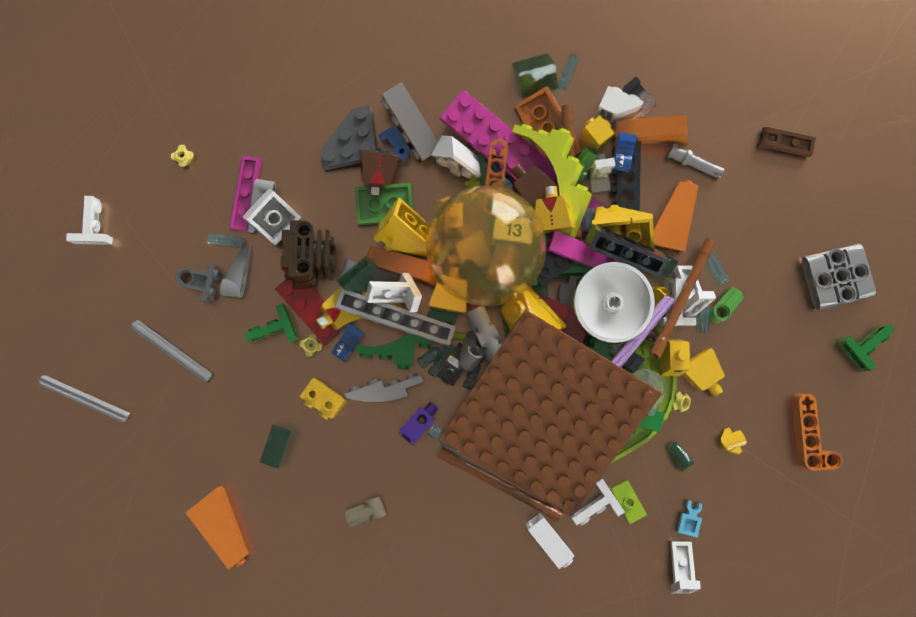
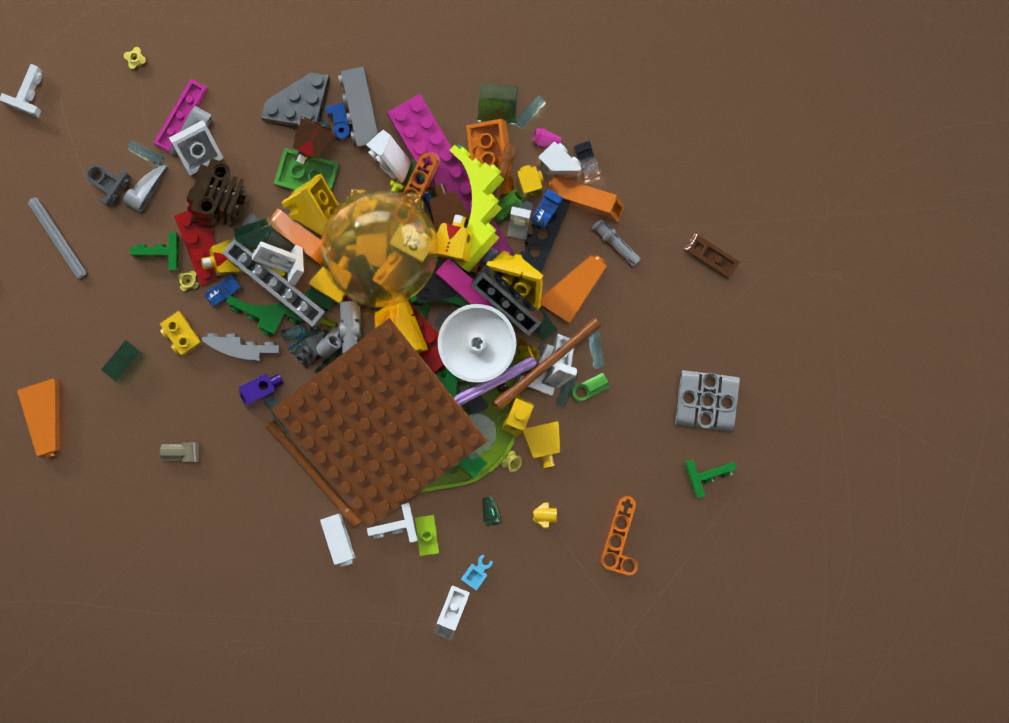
camera: 20 degrees right, 0 degrees up
(592, 90) = (545, 138): none -> dark pink cone

